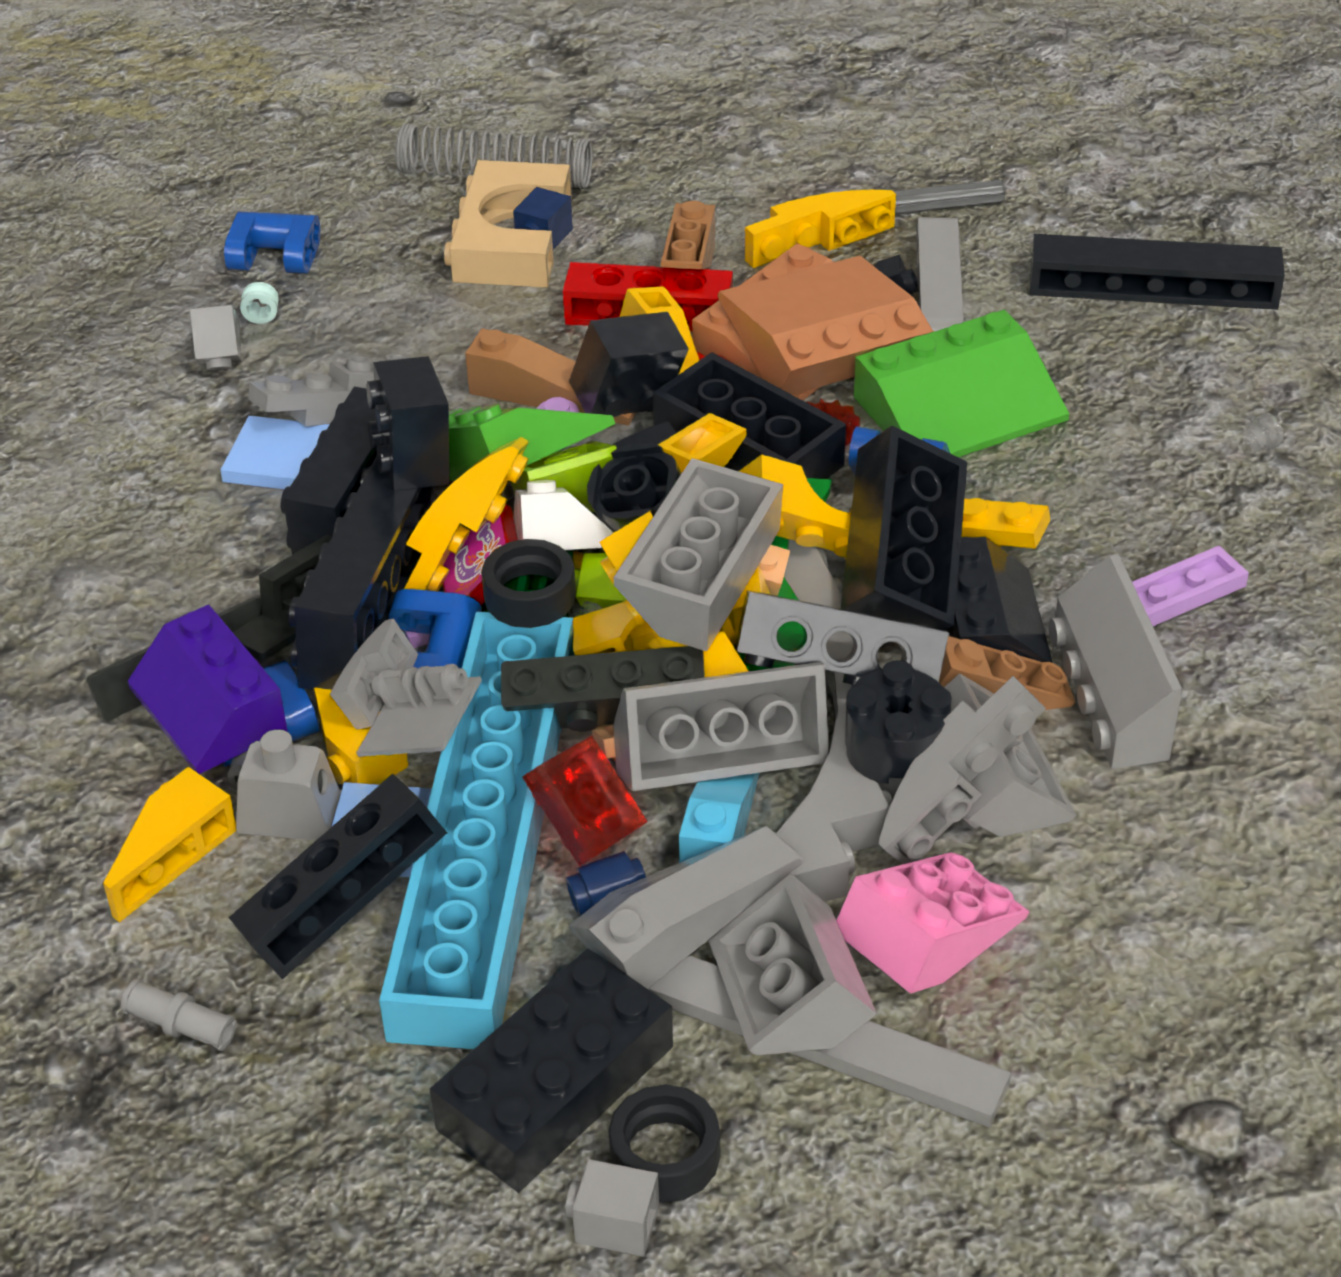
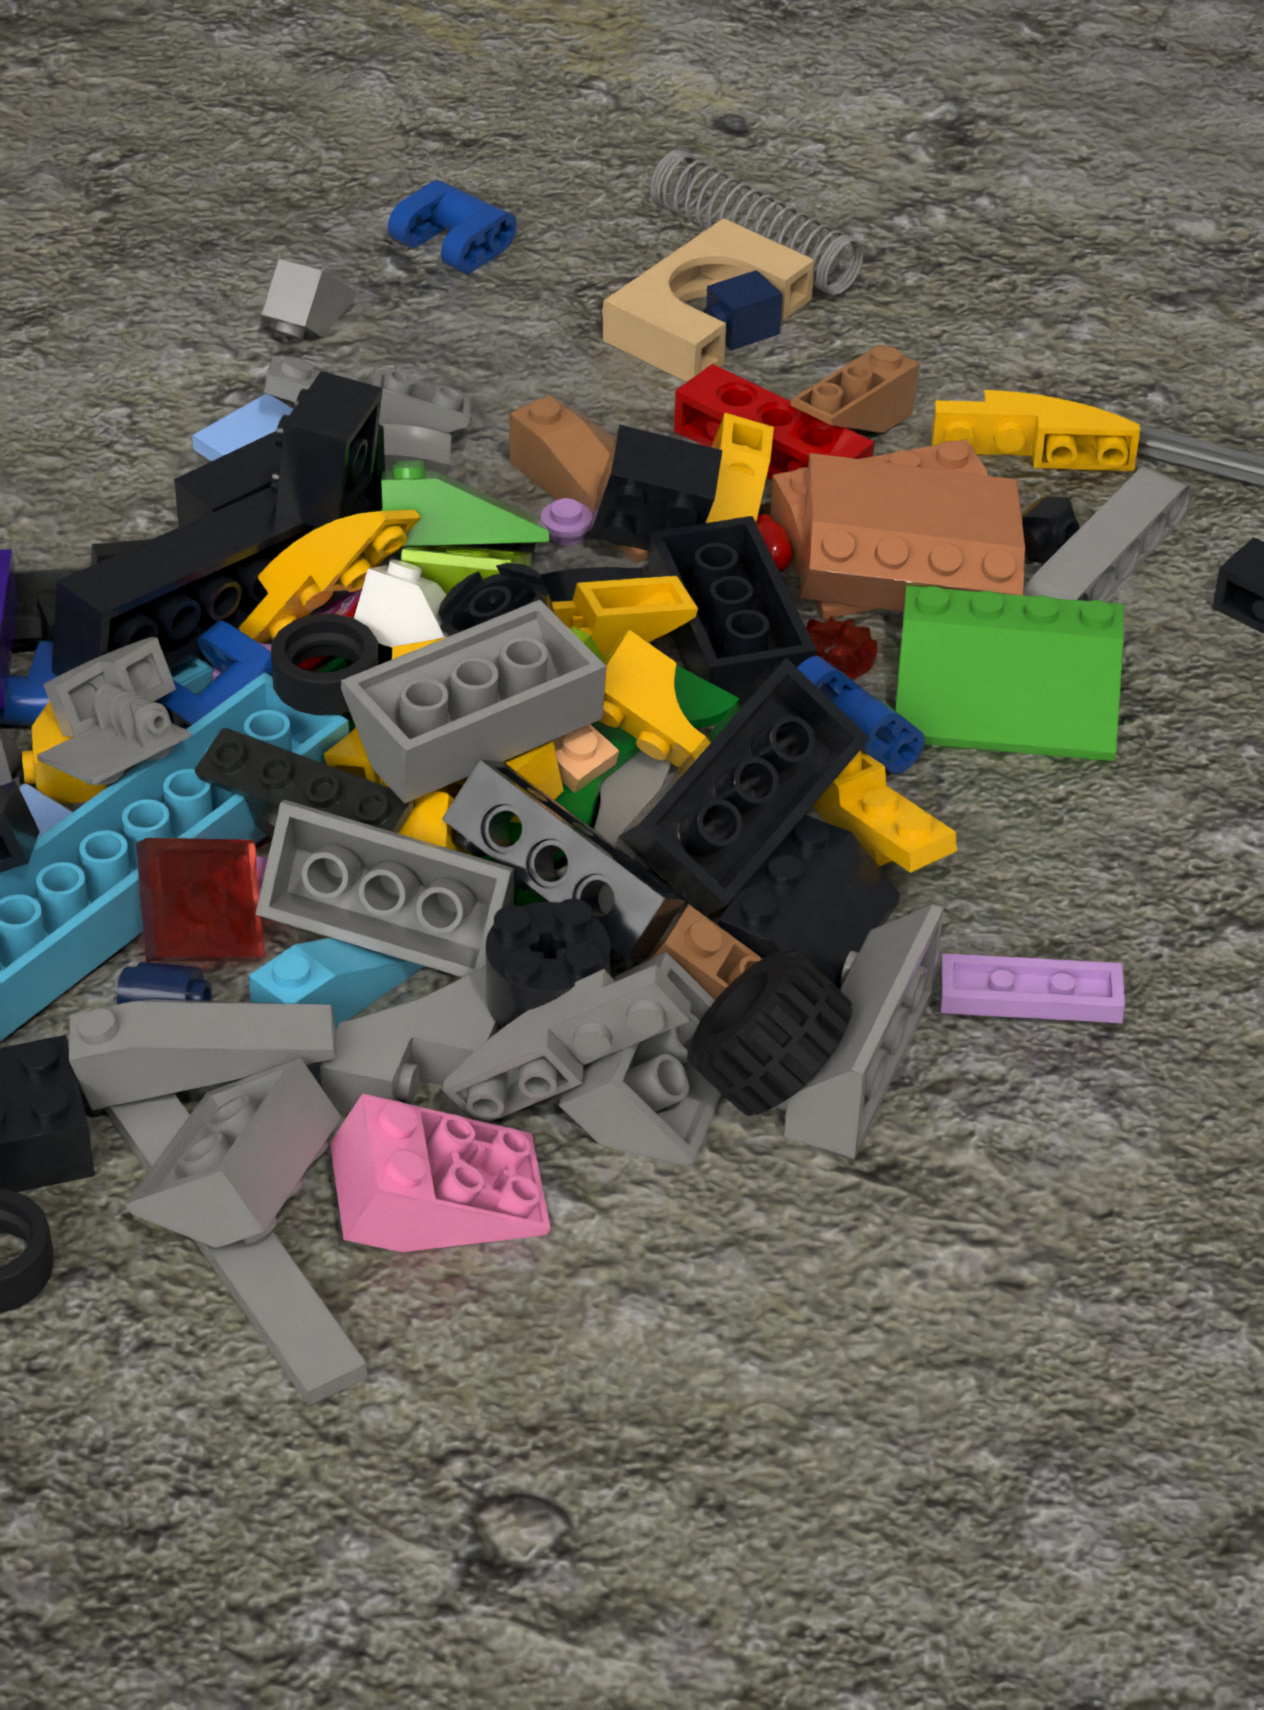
camera: 30 degrees right, 0 degrees up
(266, 295) = (381, 283): light aqua bush -> none
(1086, 691) = (770, 1032): none -> black tyre

